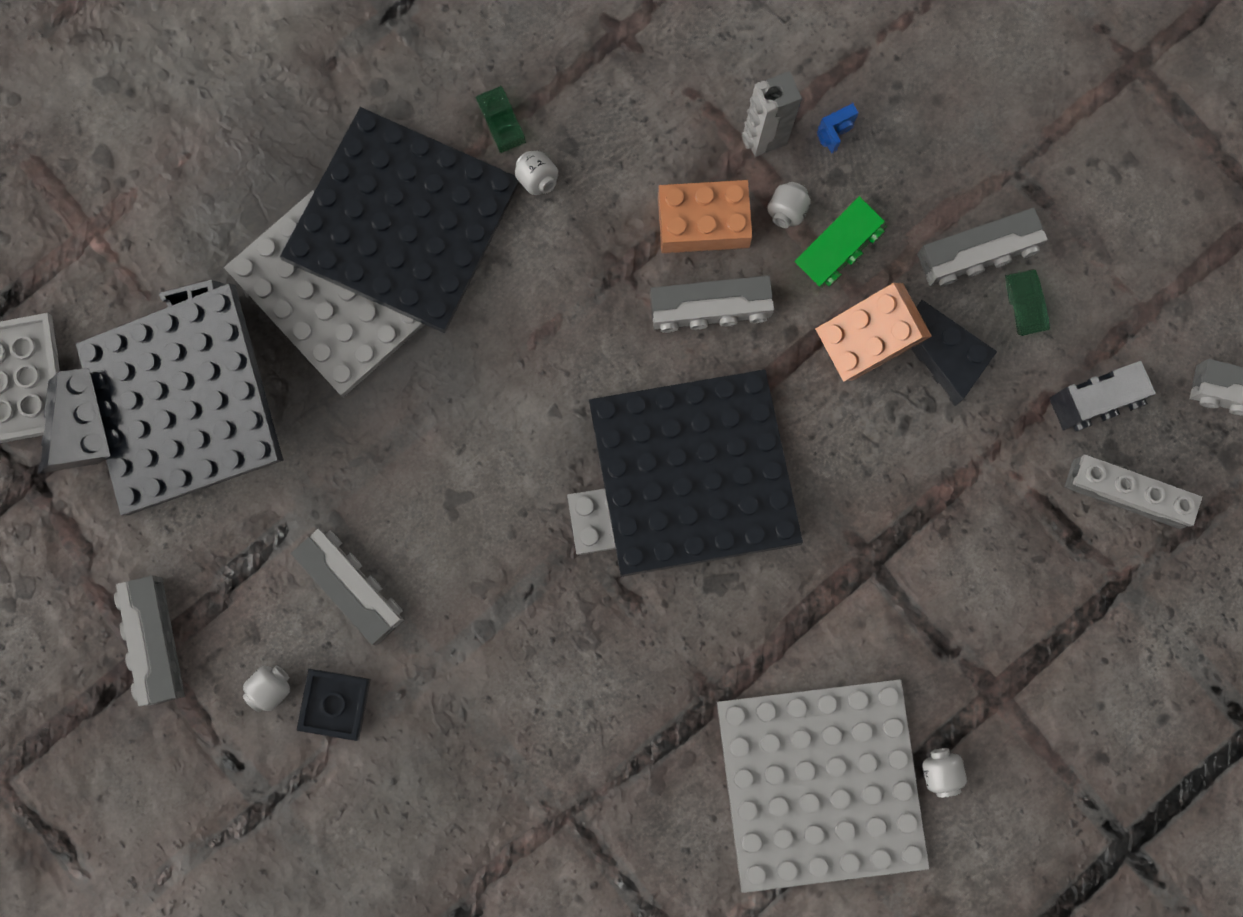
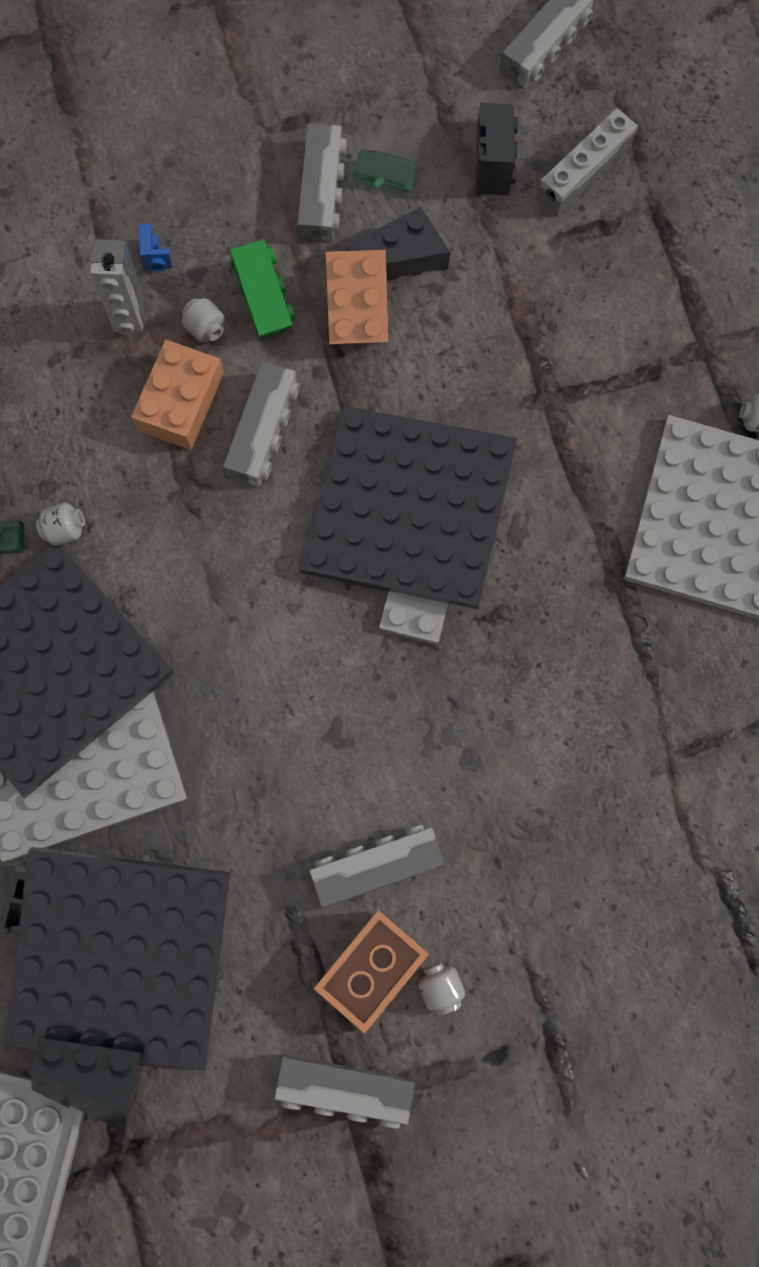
camera: 70 degrees left, 5 degrees down
(254, 620) = (371, 971): none -> nougat brick
(333, 704) = (484, 929): black plate -> none

